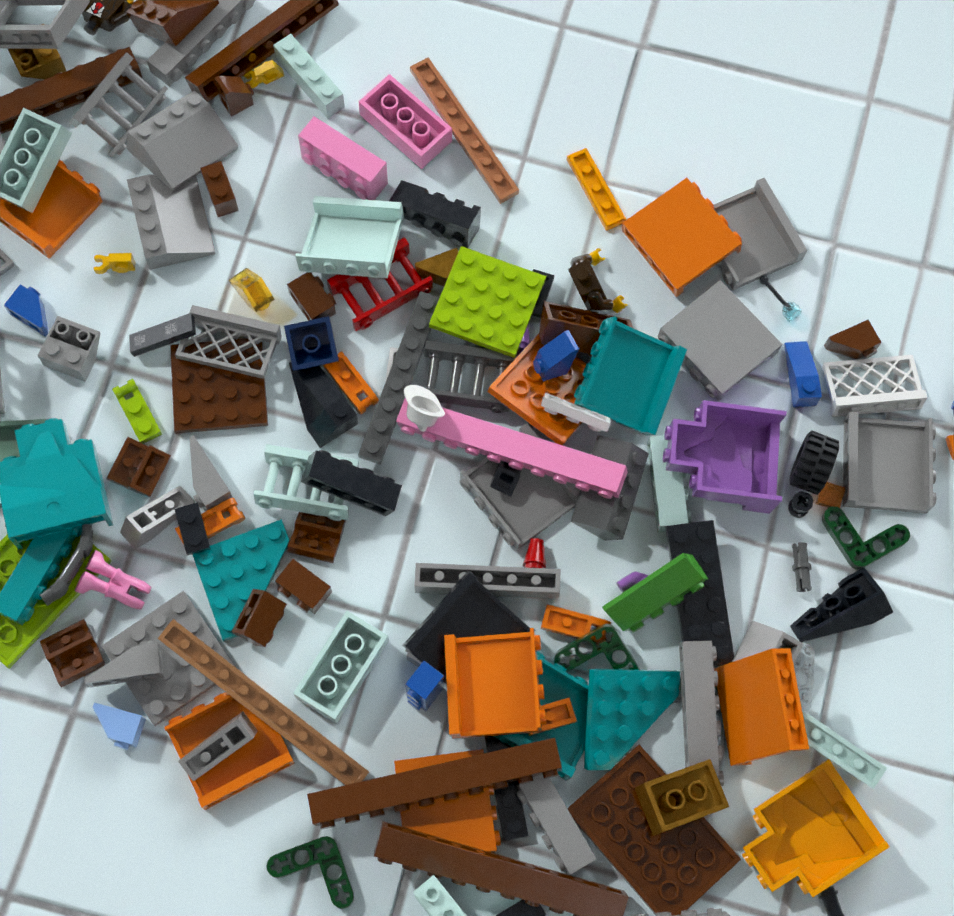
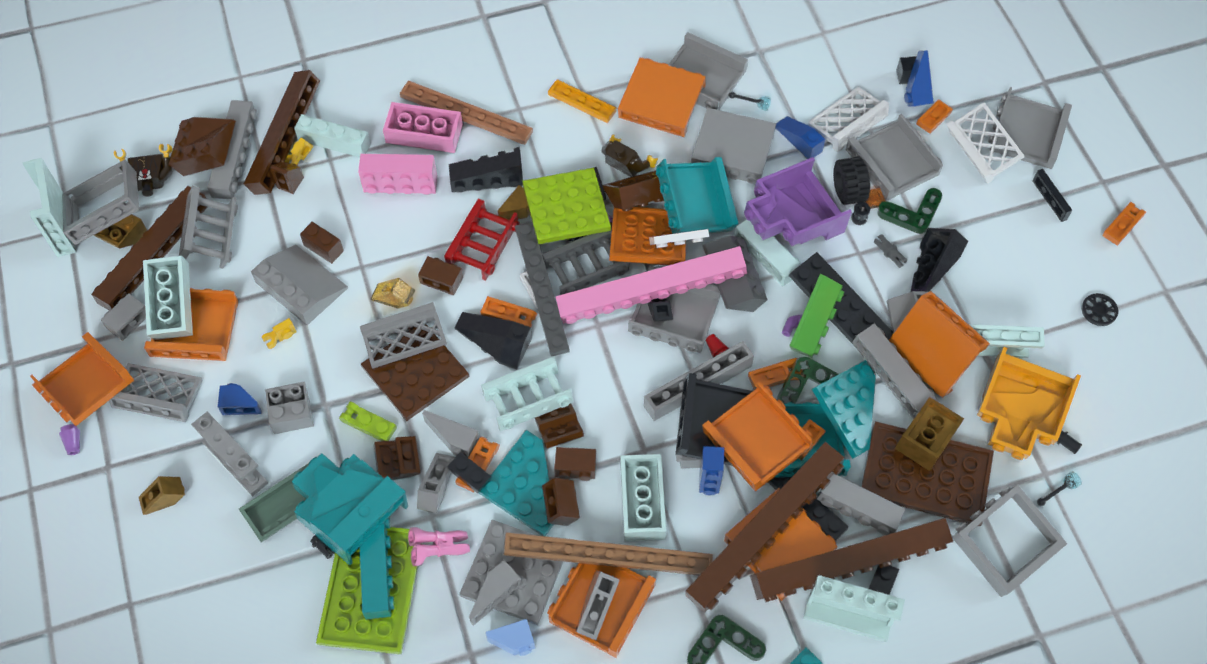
camera: 30 degrees left, 10 degrees down
(62, 584) = (400, 529): dark grey piece -> none
(72, 653) = (441, 613): reddish brown slope -> none
(162, 334) = (351, 359): tile -> none
(181, 140) = (271, 225): light grey slope -> none
(311, 343) = (463, 302): dark blue slope -> none
(351, 482) = (560, 372): black brick -> none
(352, 237) = (441, 218): light aqua panel -> none
(422, 406) = (575, 294): white piece -> none
(556, 356) = (640, 210): blue slope -> none
(855, 341) = (818, 98): reddish brown slope -> none

